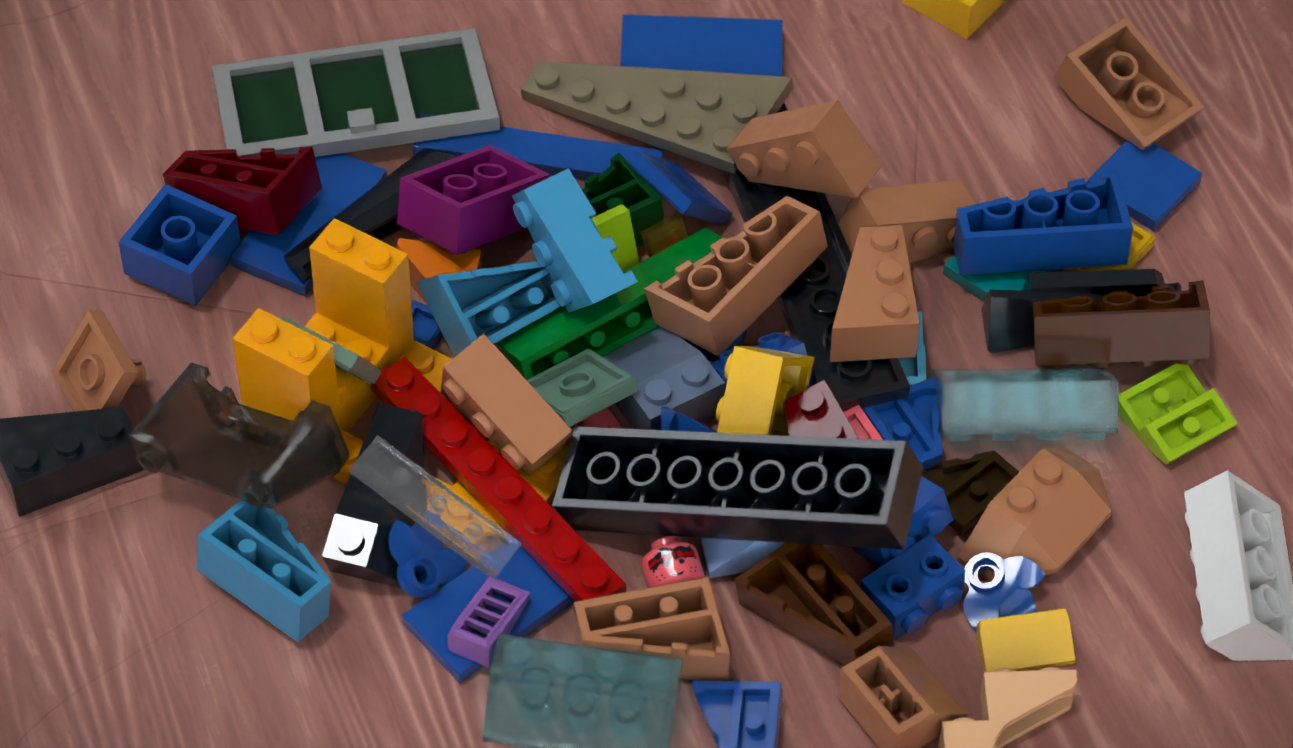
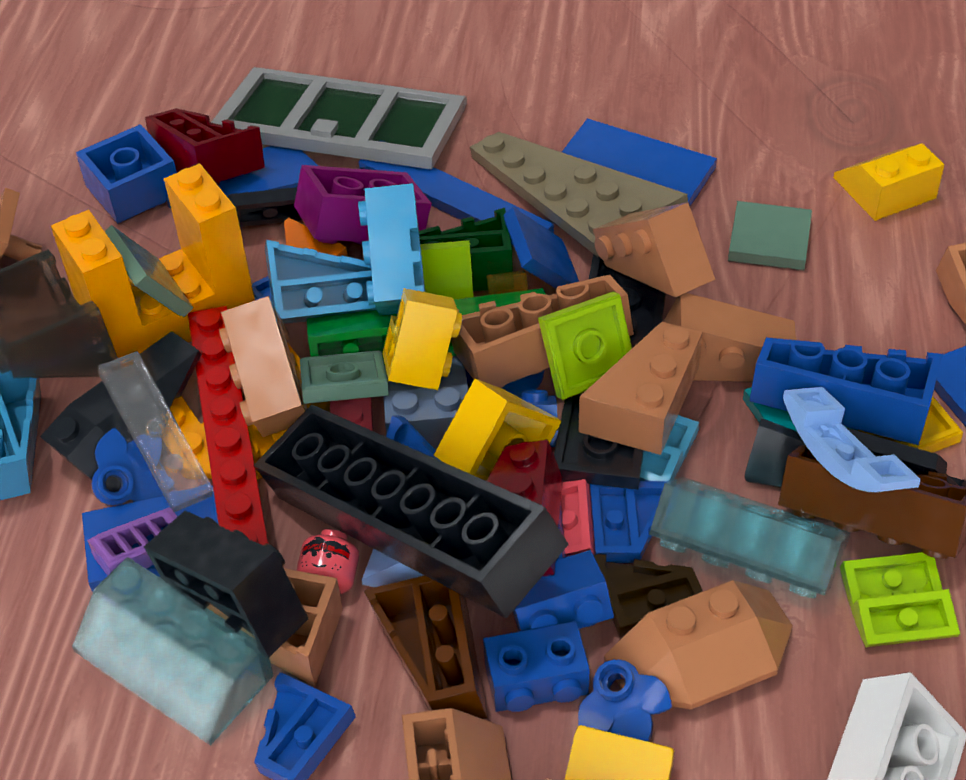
camera: 30 degrees right, 5 degrees down
(625, 607) = (232, 575): none -> black wedge
(646, 327) = (420, 339): none -> yellow brick
(802, 274) = (584, 342): none -> lime tile
(879, 89) = (770, 235): none -> sand green tile
(1043, 275) = (818, 423): none -> light blue slope

